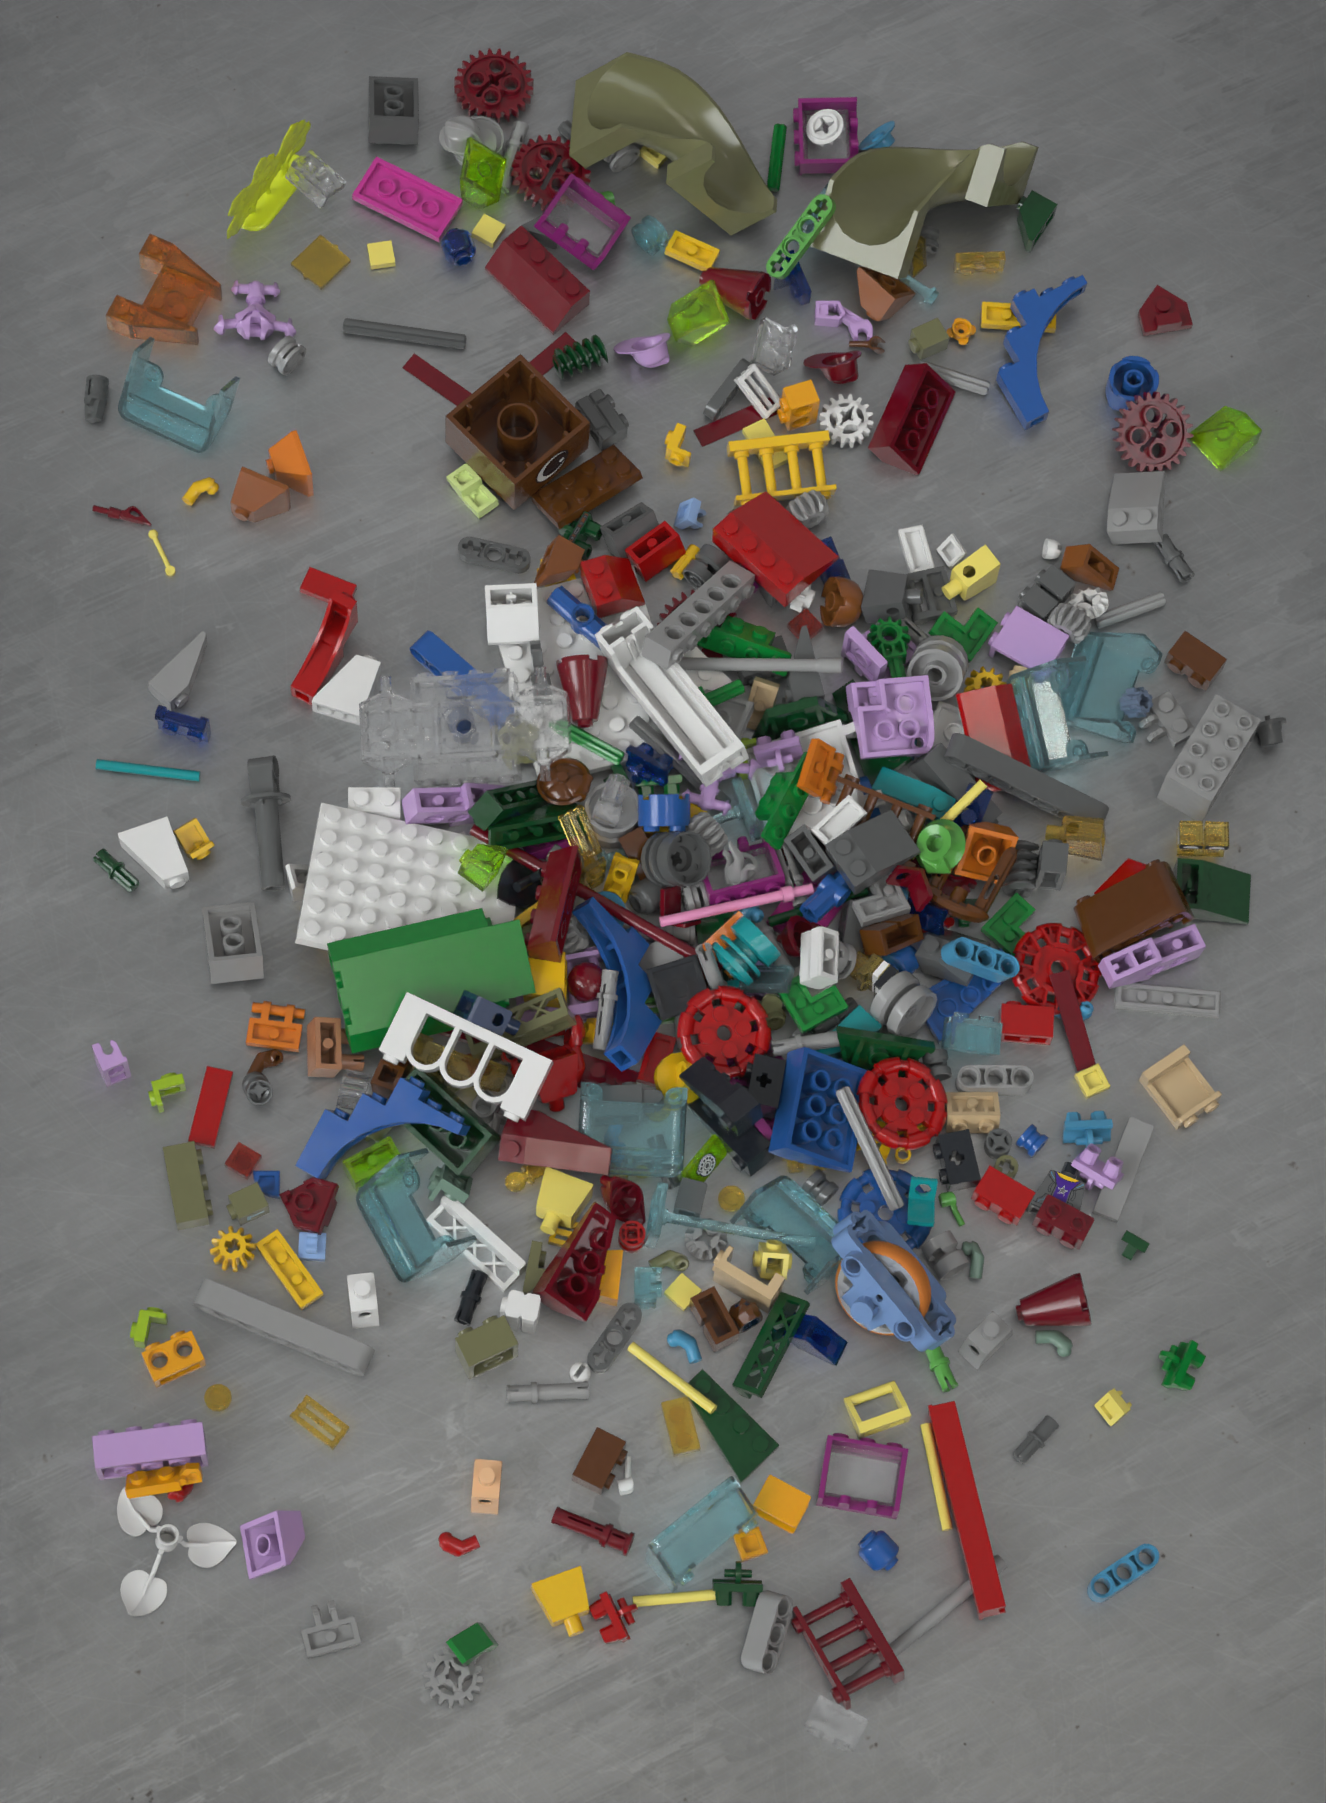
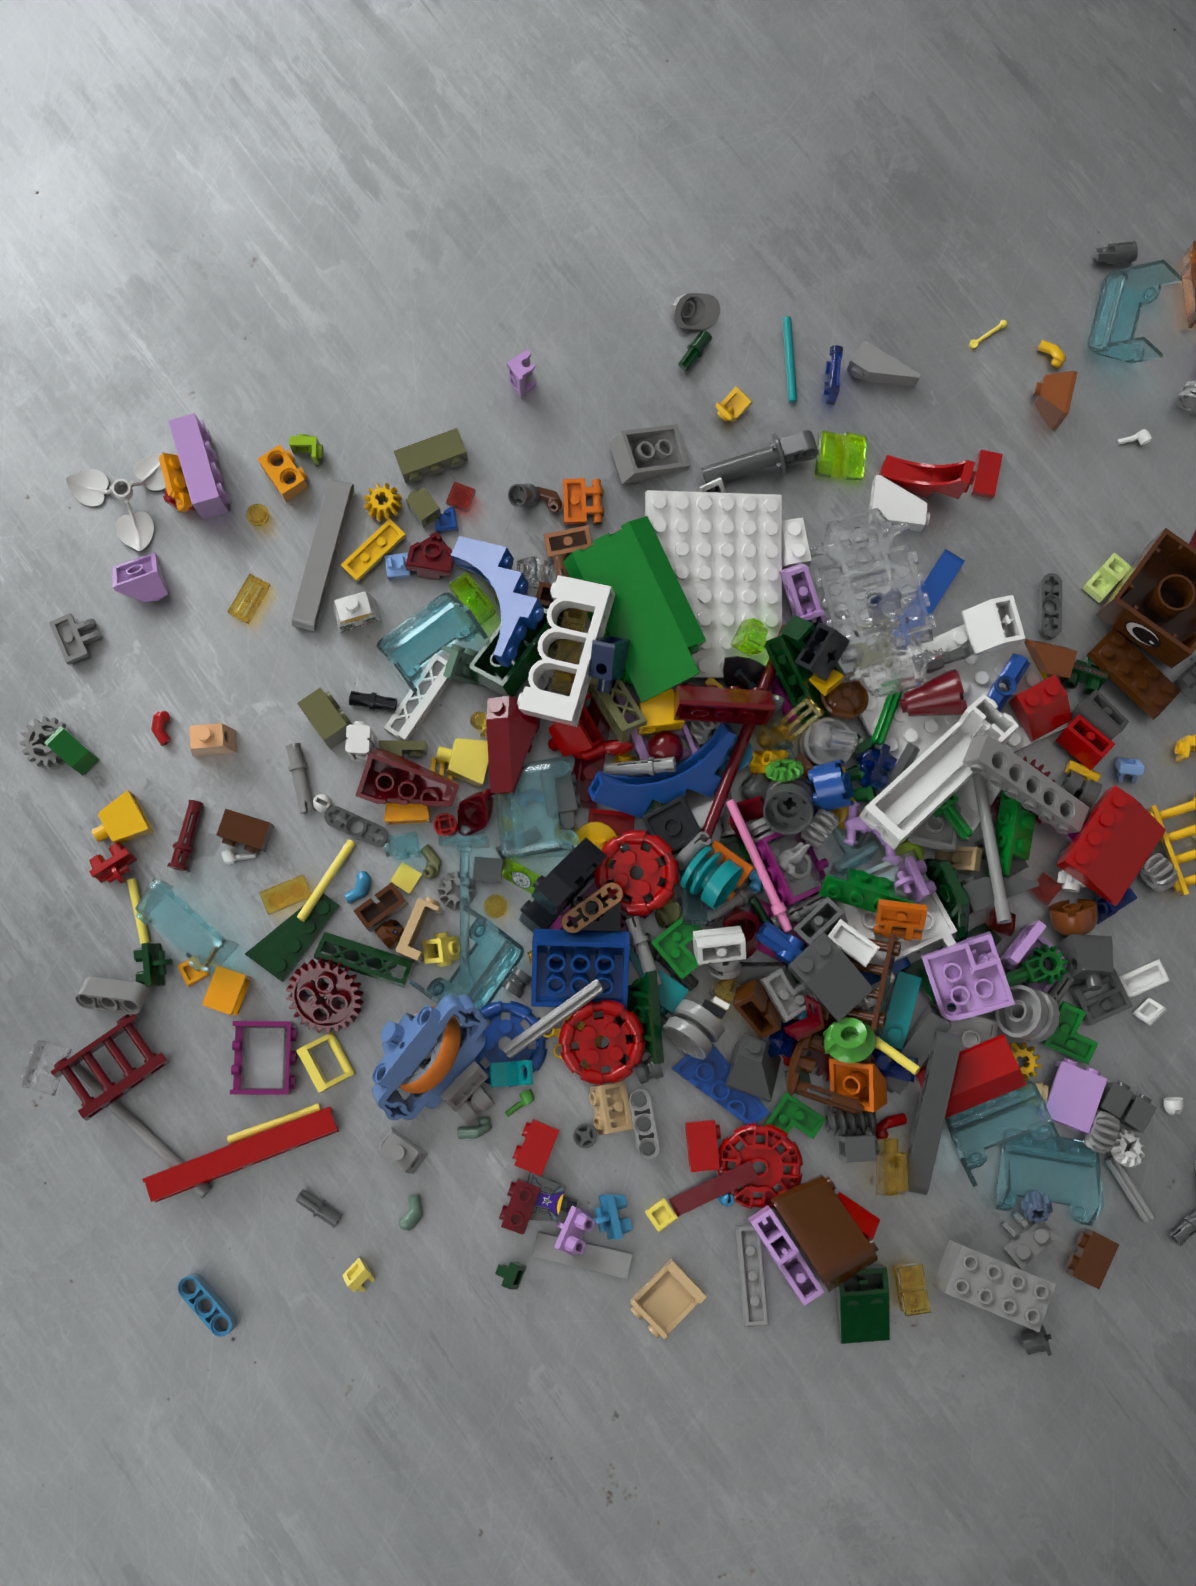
camera: 85 degrees right, 10 degrees up
(69, 861) = (695, 311): none -> light grey piece
(125, 515) = (1015, 298): dark red hand -> none
(156, 852) = (716, 378): white slope -> none
(168, 1085) = (508, 417): lime bracket -> none
(210, 1107) = (503, 463): red tile -> none
(276, 734) = (841, 455): none -> clear neon green slope
(290, 464) = (1093, 419): orange slope -> none
(318, 418) = (1142, 436): none -> white hand
(517, 789) = (822, 651): none -> black brick
(544, 794) = (831, 683): none -> yellow slope
(639, 855) = (784, 770): none -> bright green gear
(758, 1093) = (602, 892): none -> medium nougat beam
(812, 1416) = (325, 995): none -> gear
(818, 1340) = (378, 1001): clear blue slope -> none
(835, 680) = (1007, 929): none -> clear red plate
(878, 1550) = (198, 1082): blue head -> none
(903, 959) = (735, 1023): blue head -> none
(928, 1252) = (464, 1086): none -> light grey plate
(940, 1366) = (366, 1116): bright green pin -> none
(957, 1145) = (577, 1100): black brick -> none
(969, 962) = (745, 1083): dark azure beam -> none
(972, 1035) = (680, 1097): clear light blue brick -> none
(973, 575) = (1134, 1039): light yellow torso -> none
(1008, 1159) = (569, 1151): olive bush -> none
(1028, 829) = (889, 1122): none -> red arm
(1032, 1140) = (593, 1166): blue wheel -> none
(1056, 1305) = (441, 1211): dark red cone -> none
(1089, 566) = (1164, 1143): dark orange slope -> none
(1177, 1362) = (407, 1331): green hips -> none

